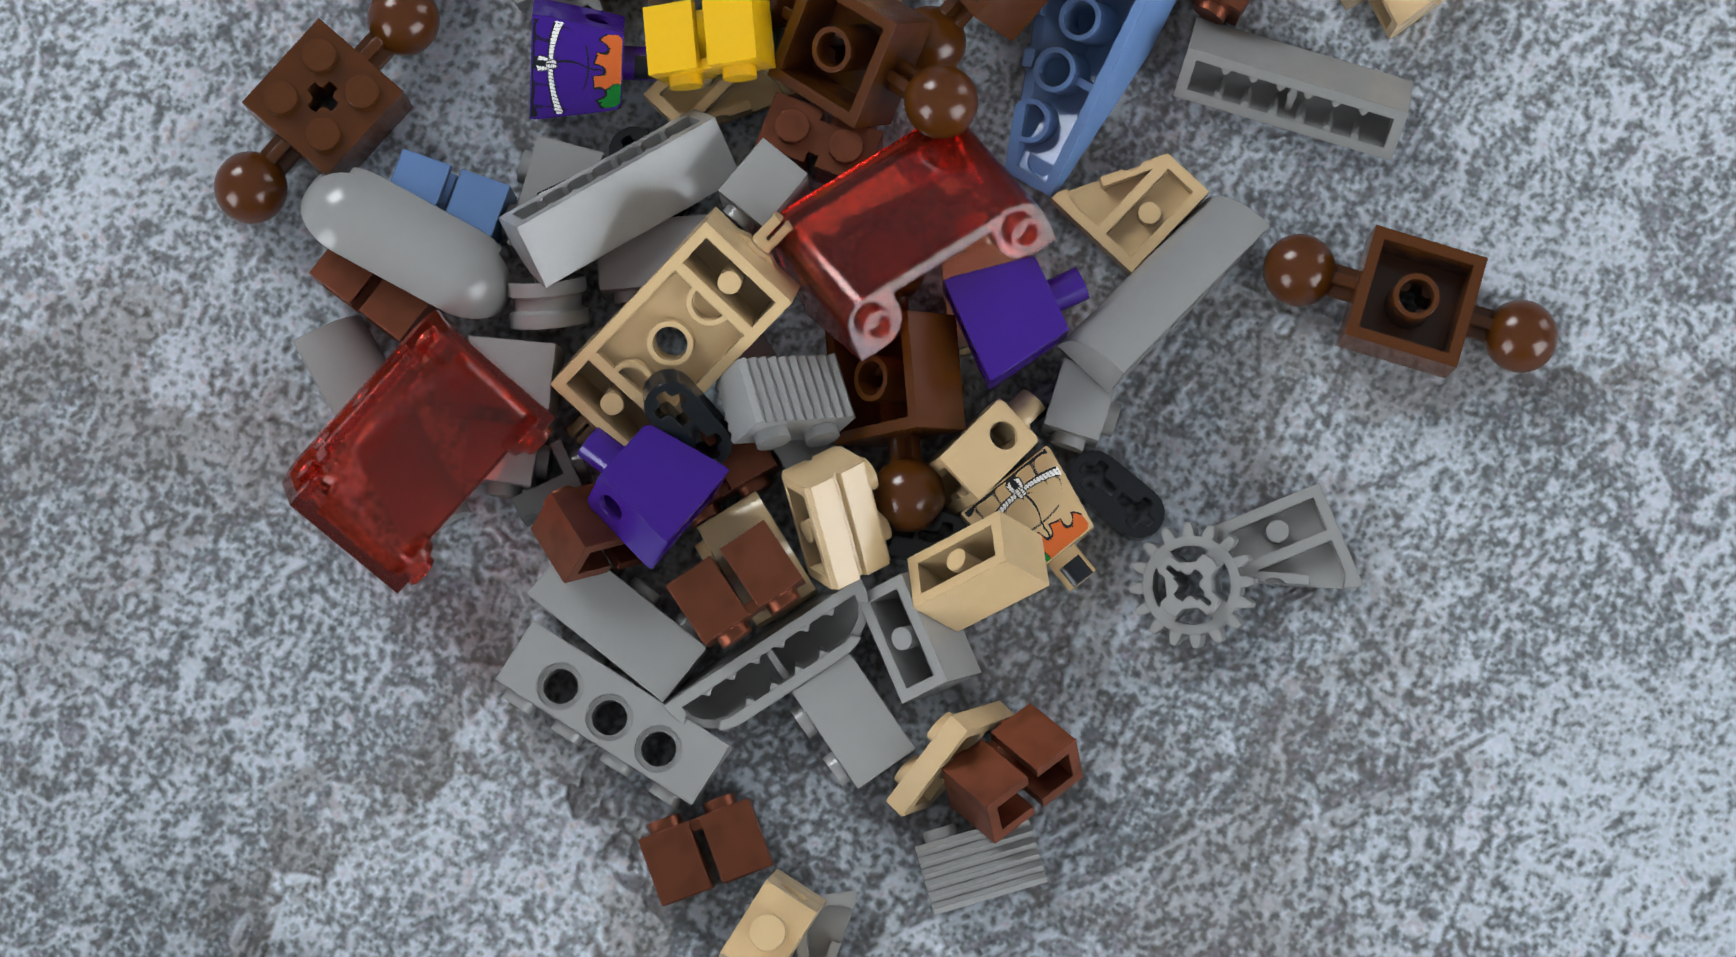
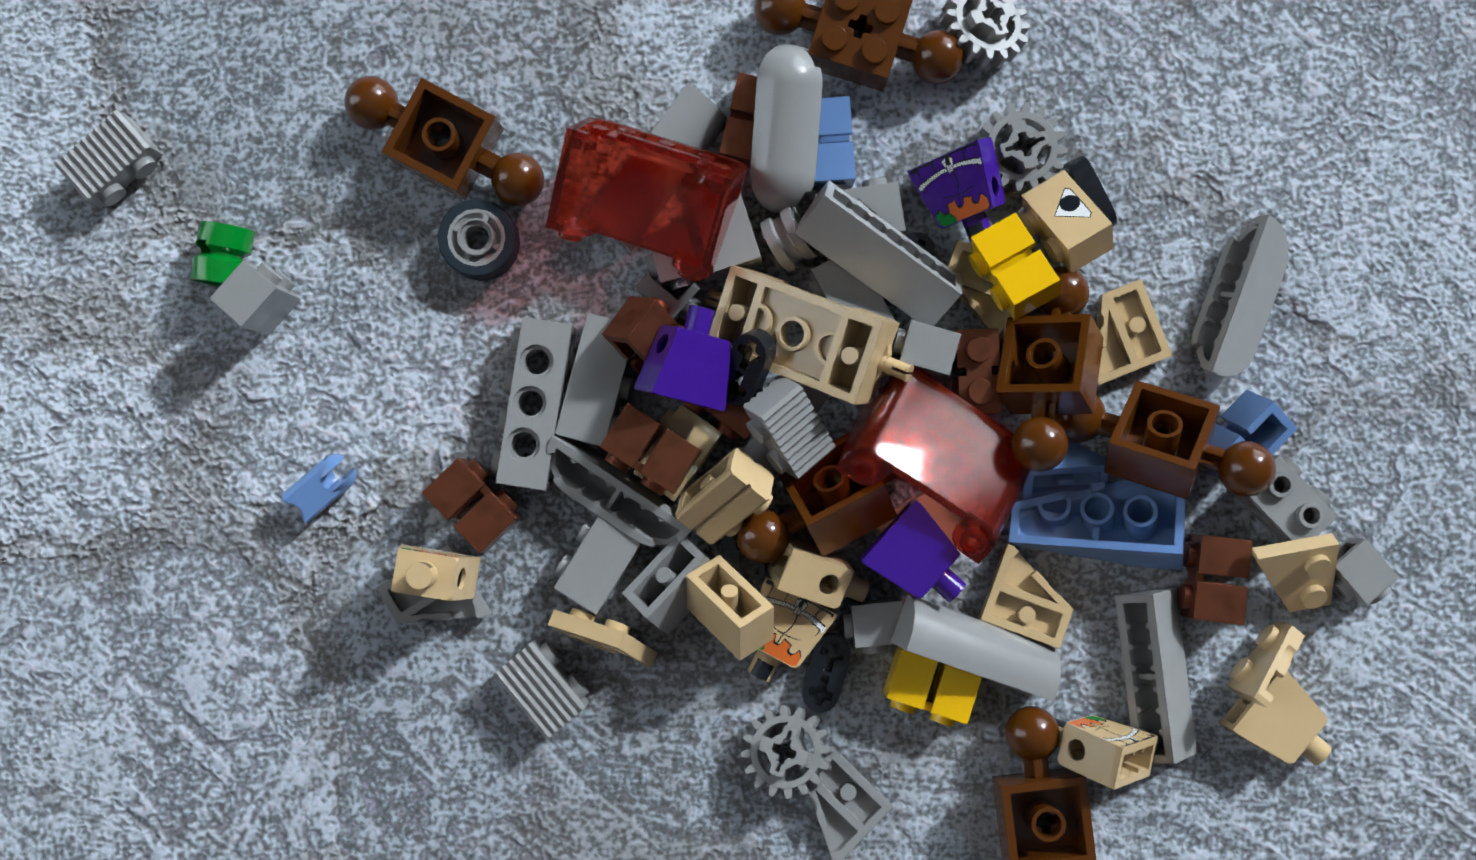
camera: 65 degrees right, 5 degrees up
(182, 682) = (437, 114): none -> reddish brown brick
(338, 687) = (462, 223): none -> wheel
(999, 84) = (1074, 473): none -> medium blue slope
(1023, 754) = (619, 686): copper piece -> none
(1207, 349) = (951, 691): none -> yellow piece
(1357, 187) = (1106, 750): none -> tan torso

